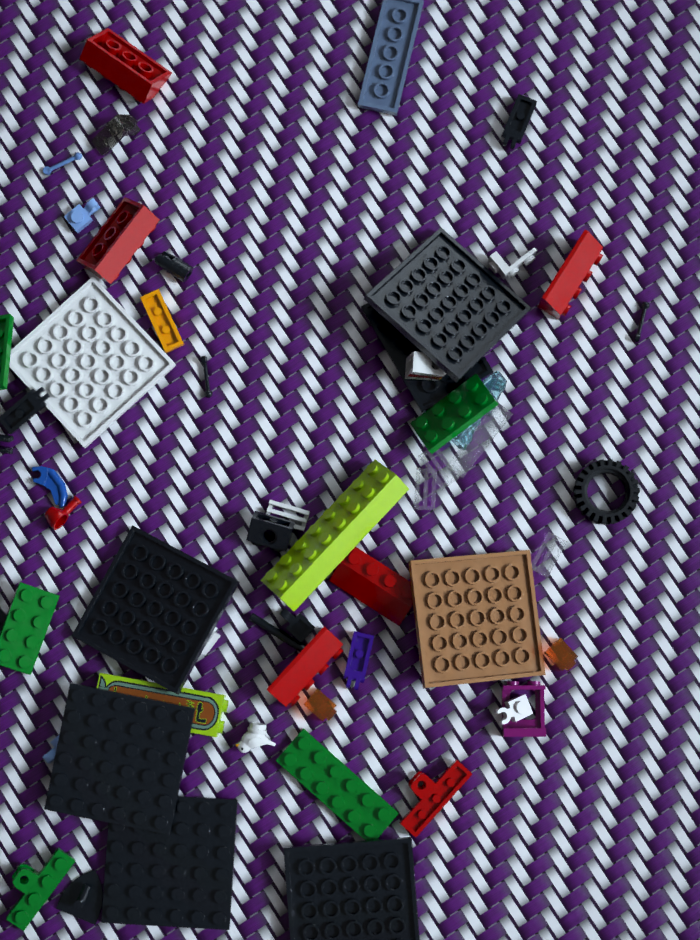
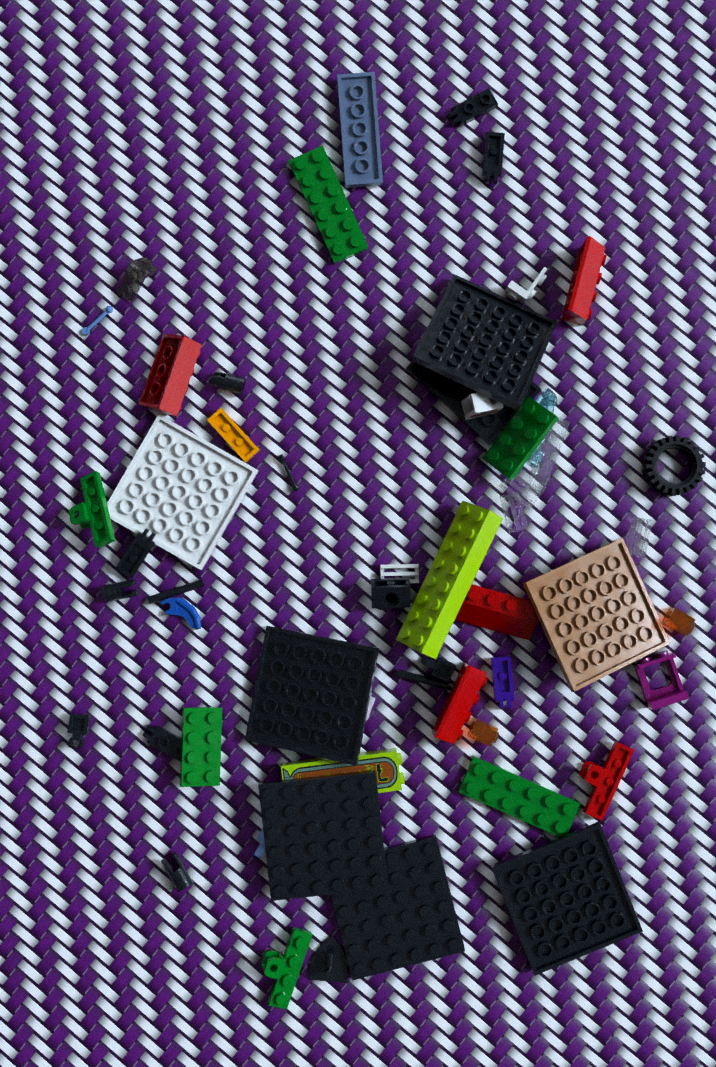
camera: 20 degrees left, 5 degrees up
(35, 462) = (176, 591): none -> black bar
(57, 517) = (197, 639): red bar -> none
(80, 217) = (129, 363): light blue plate -> none
(124, 65) = (124, 213): red slope -> none
(254, 738) = (434, 778): white animal -> none
(335, 119) = (328, 205): none -> green plate
(513, 66) = (472, 108): none -> black hinge
(516, 709) = (654, 682): white plate -> none
(645, 305) = (655, 289): black hinge -> none

